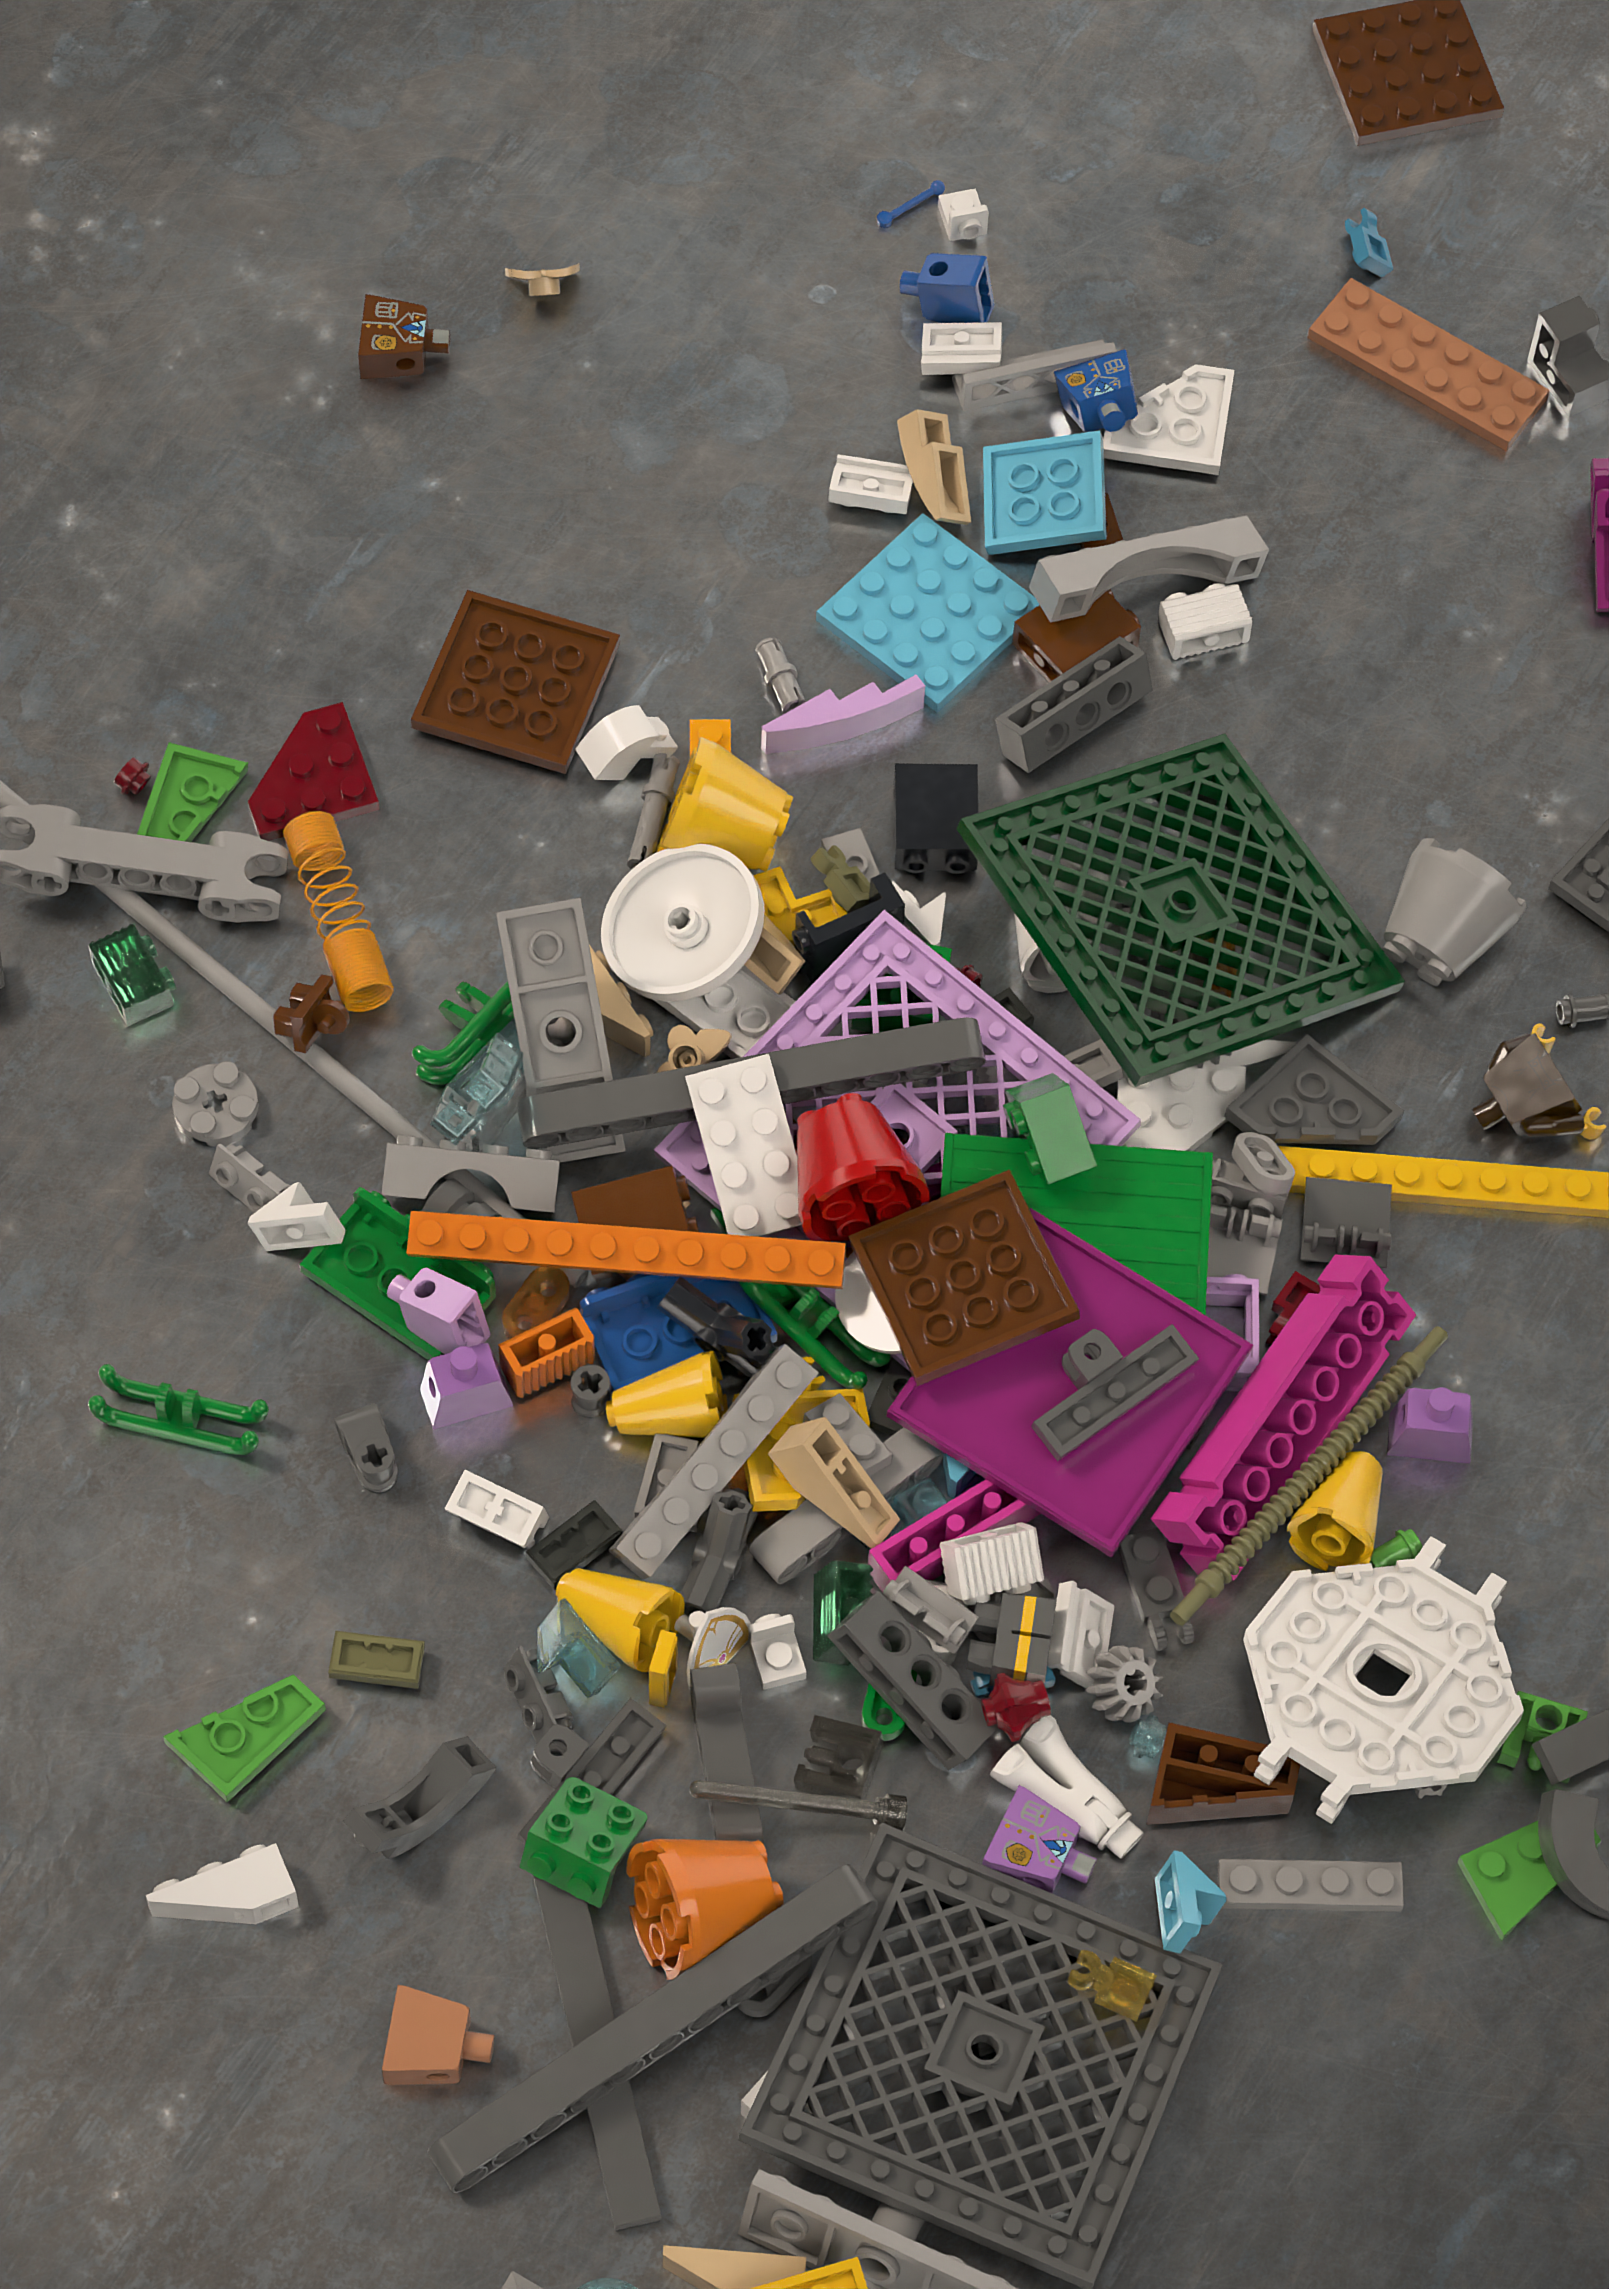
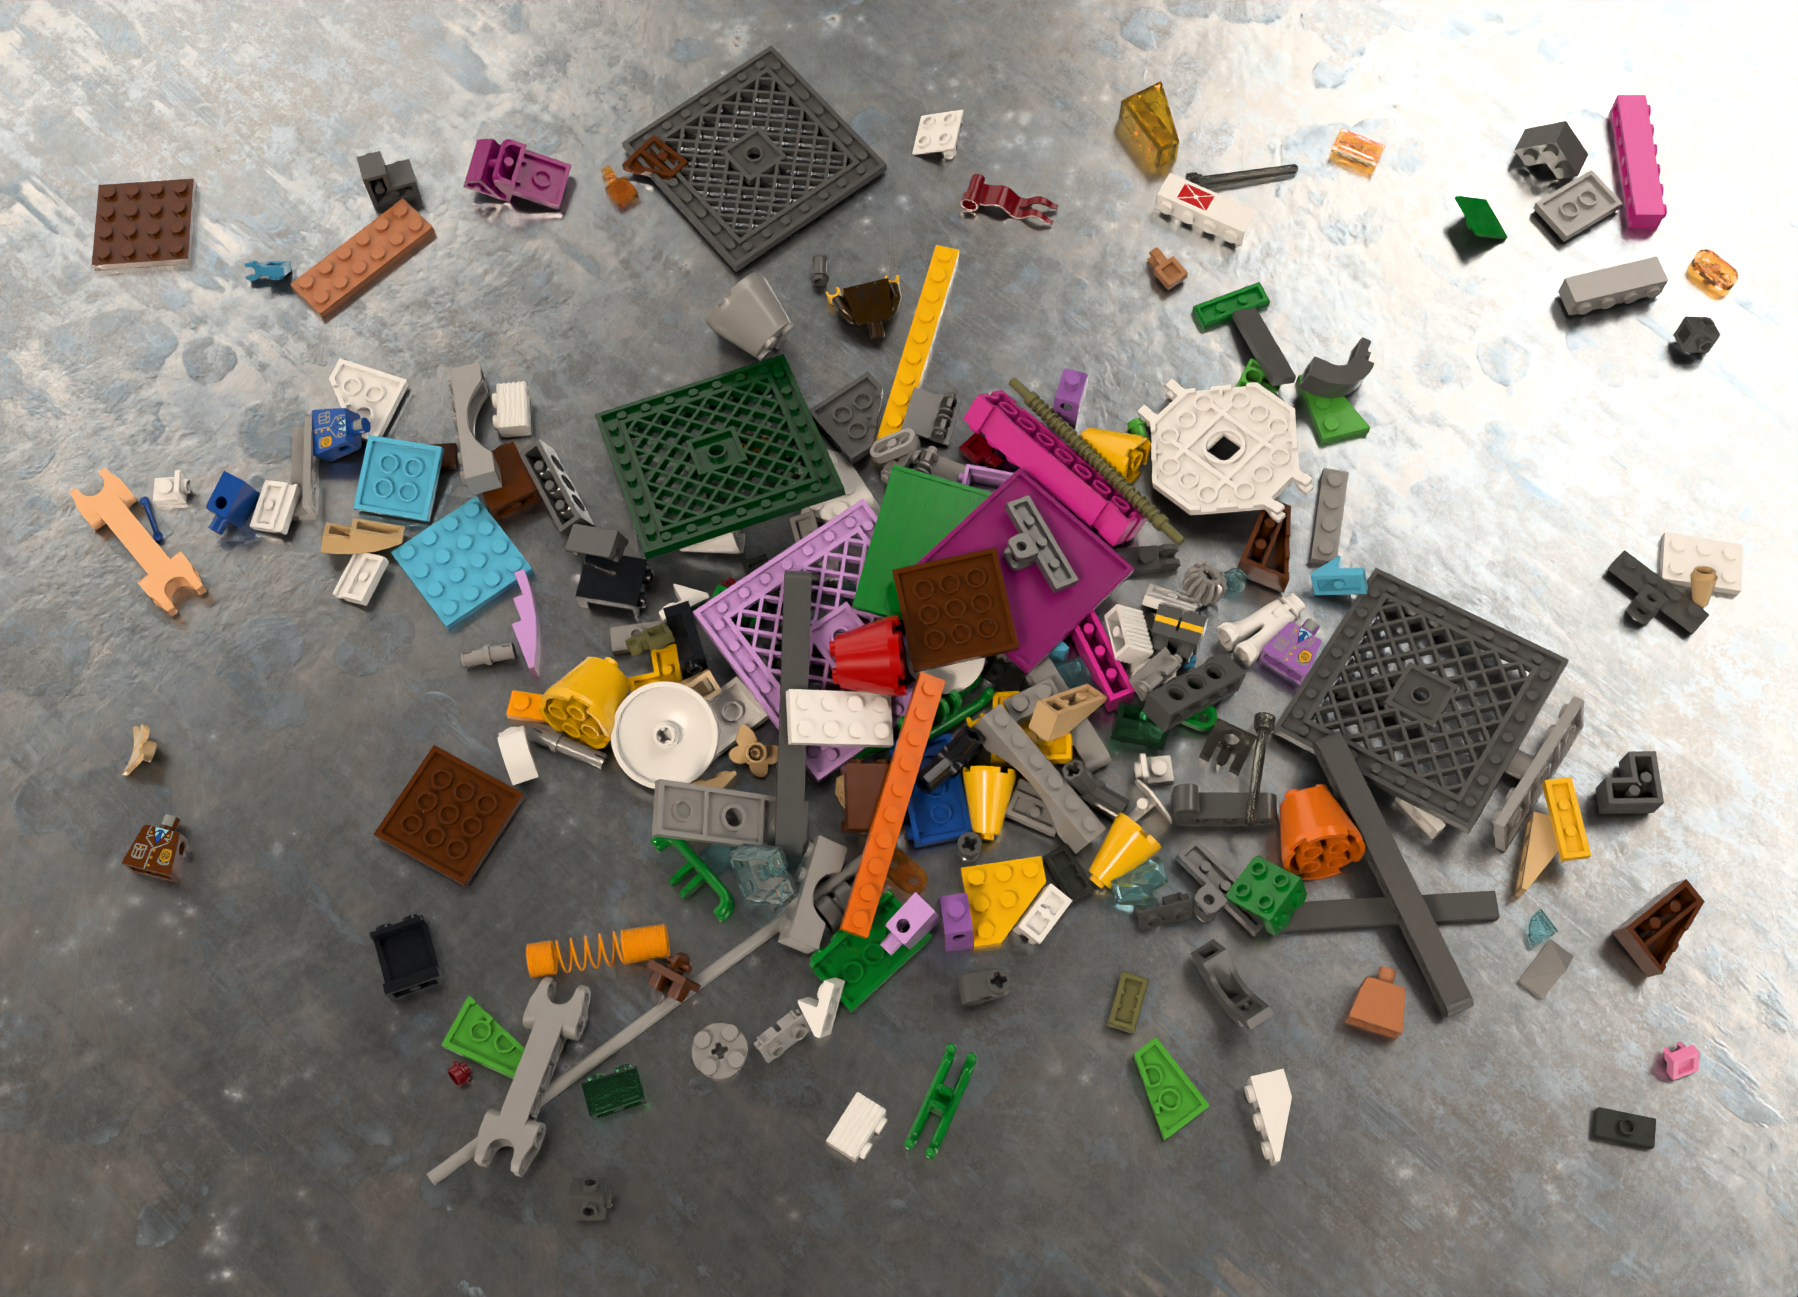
camera: 75 degrees left, 5 degrees up
(123, 1303) = (857, 1127): none -> white brick
(293, 676) = (407, 956): none -> black panel
(314, 772) = (488, 954): dark red plate -> none
(521, 1447) = (1000, 896): none -> yellow plate
(547, 1352) = (942, 866): orange brick -> none
(663, 1668) = (1166, 830): yellow tile -> none
(830, 233) = (164, 573): none -> light nougat piece
(986, 768) = (596, 542): none -> dark grey hinge
(1015, 1705) = (1219, 638): dark red rock -> none
(1051, 1123) = (866, 540): brick -> none
(1119, 1987) = (1391, 617): clear yellow plate -> none

